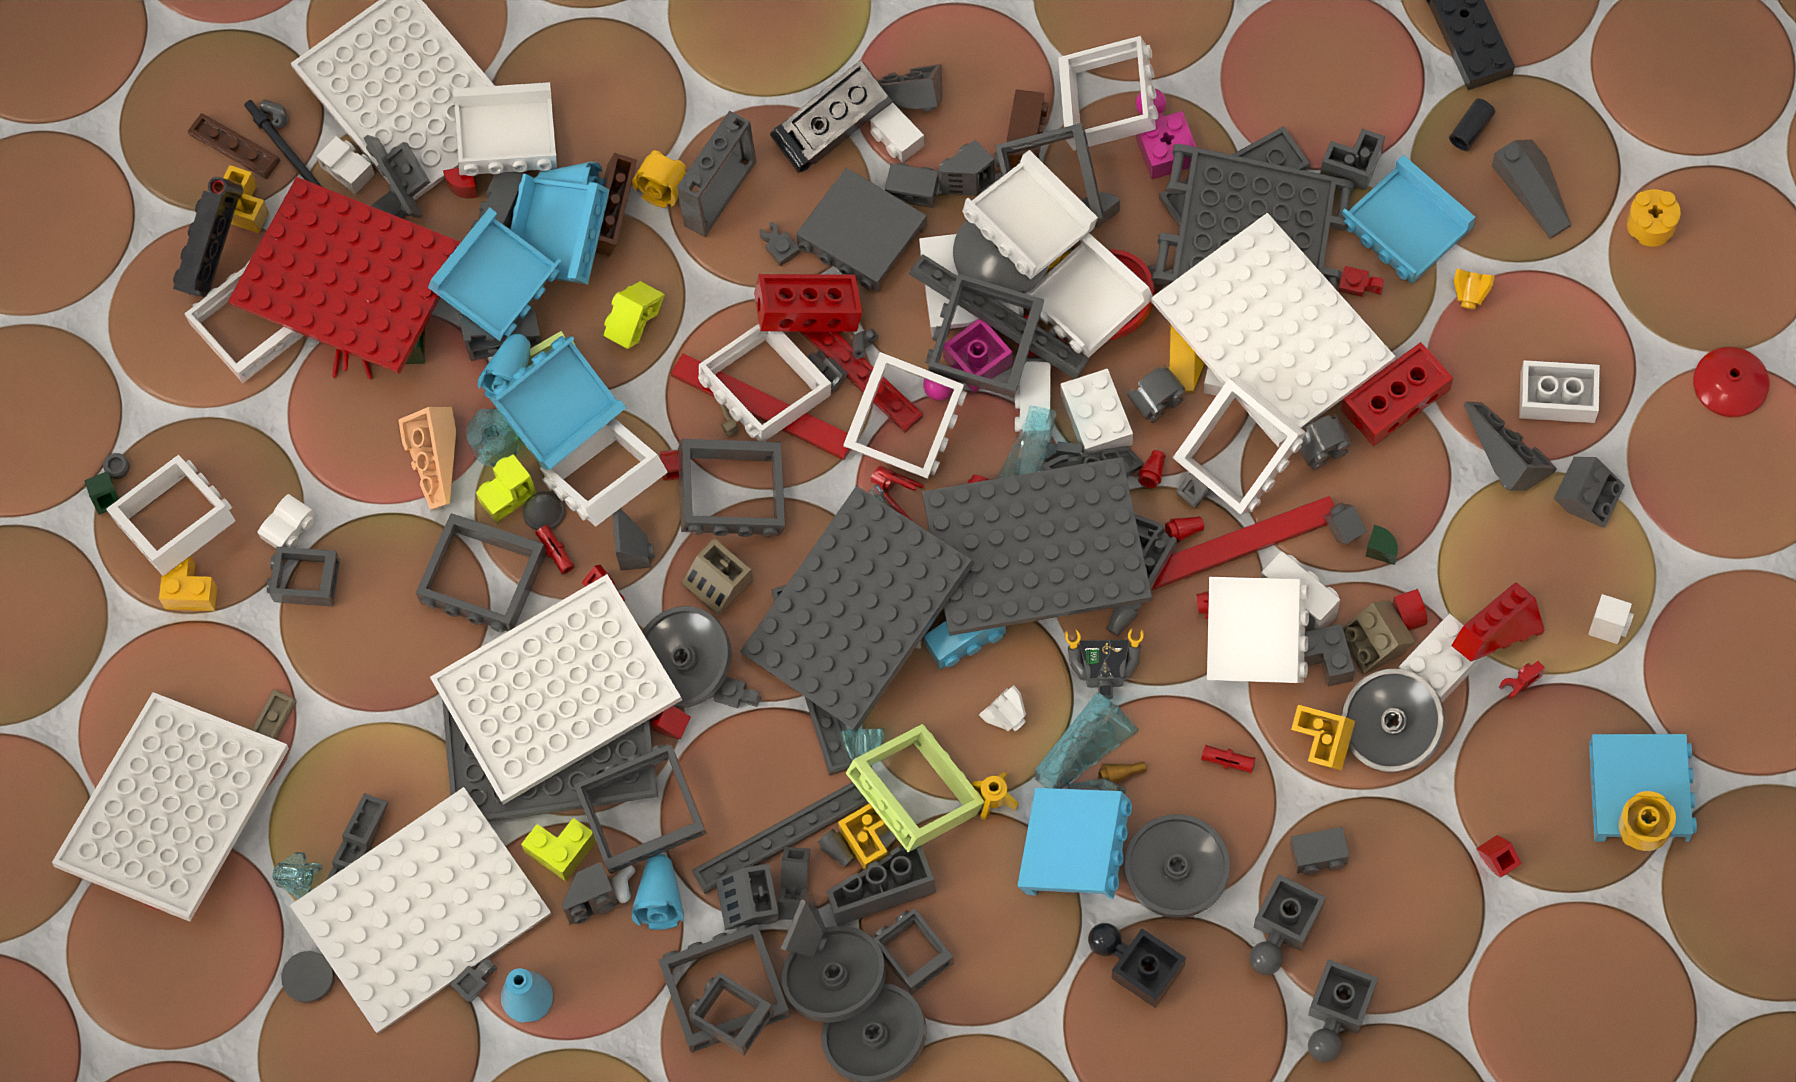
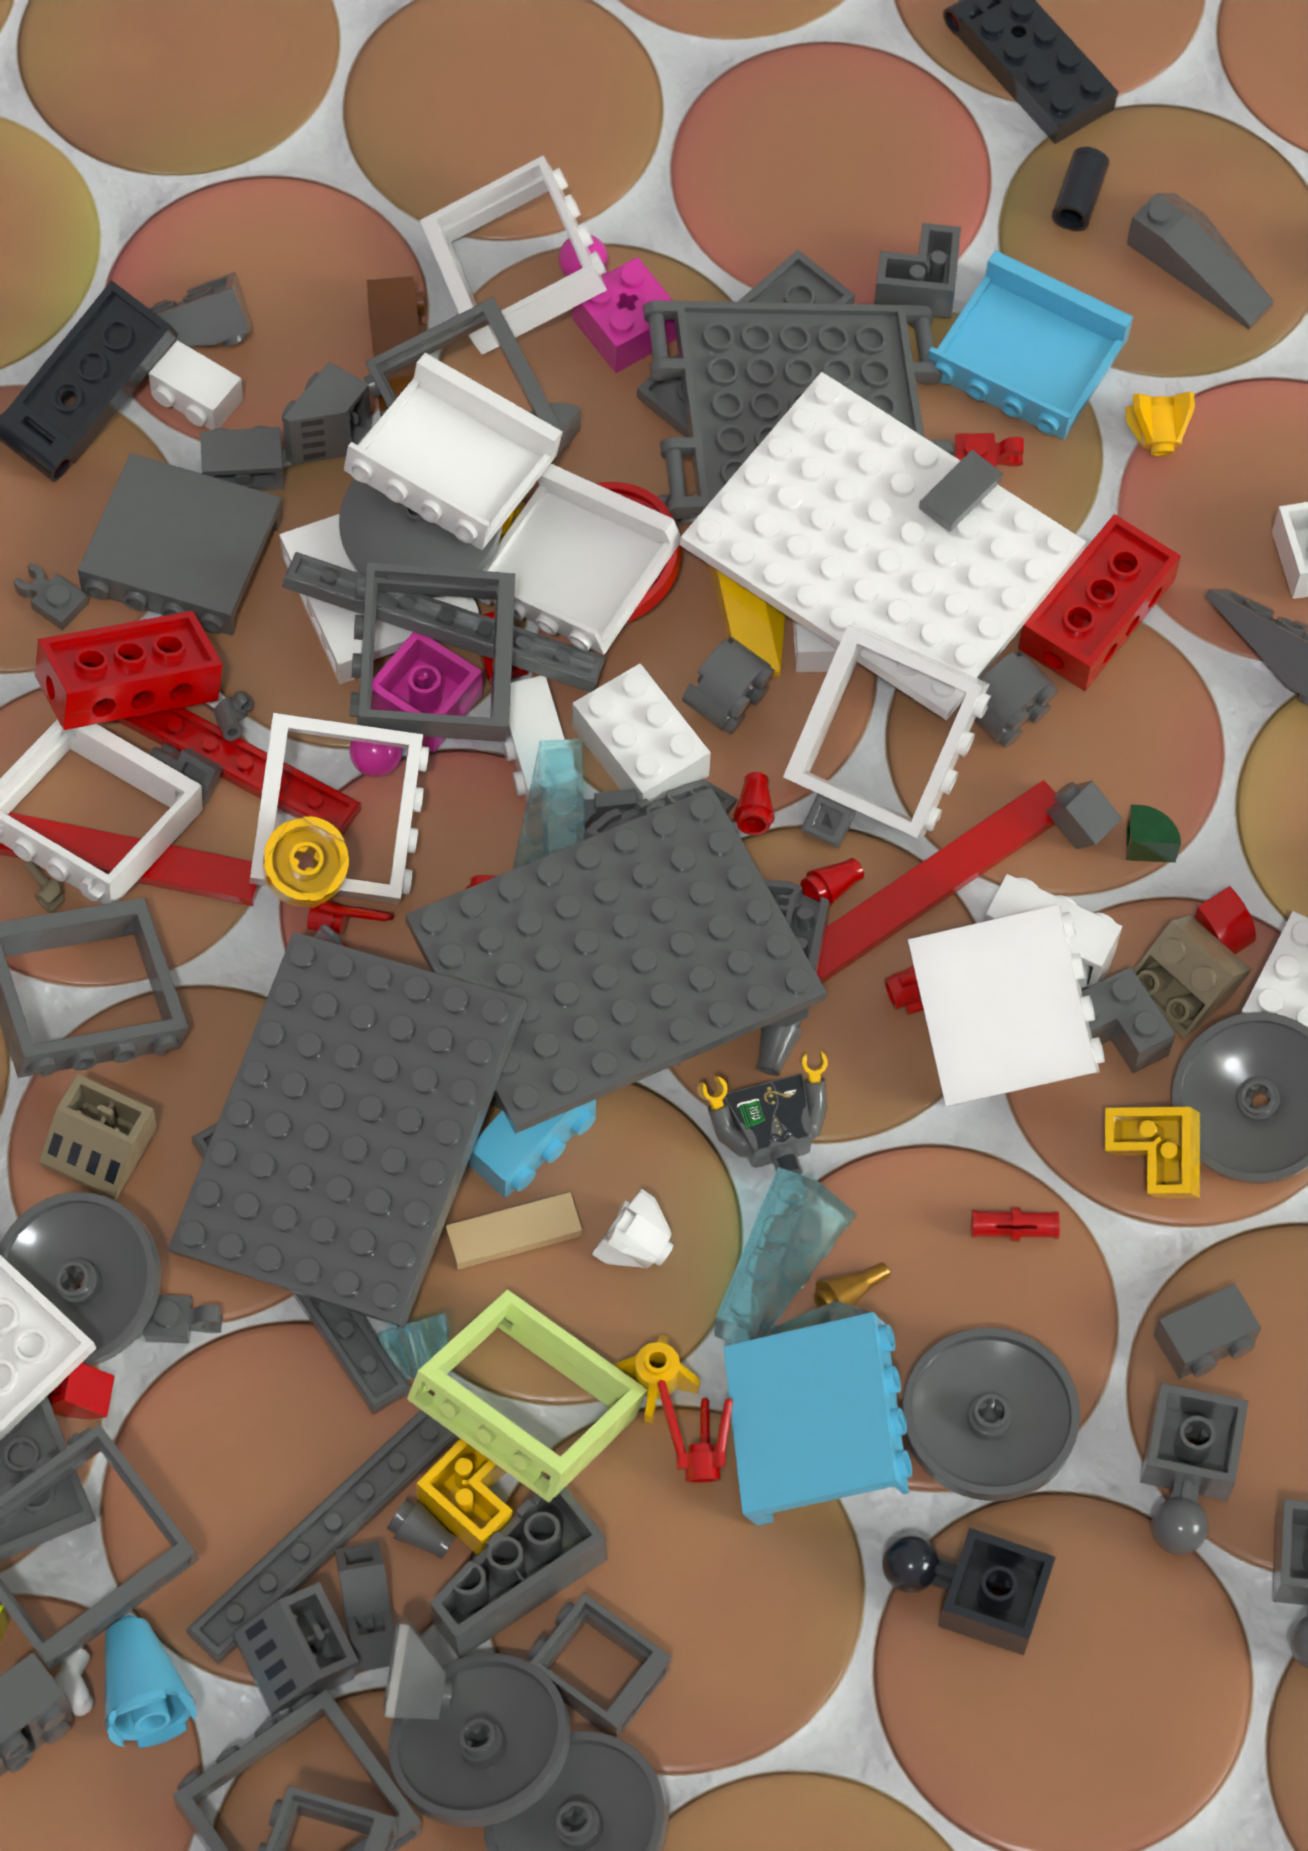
camera: 25 degrees left, 5 degrees down
(875, 431) = (298, 838): none -> yellow brick
(938, 689) = (514, 1230): none -> tan tile
(1005, 850) = (703, 1460): none -> red plant
(1326, 308) = (960, 491): none -> dark grey tile

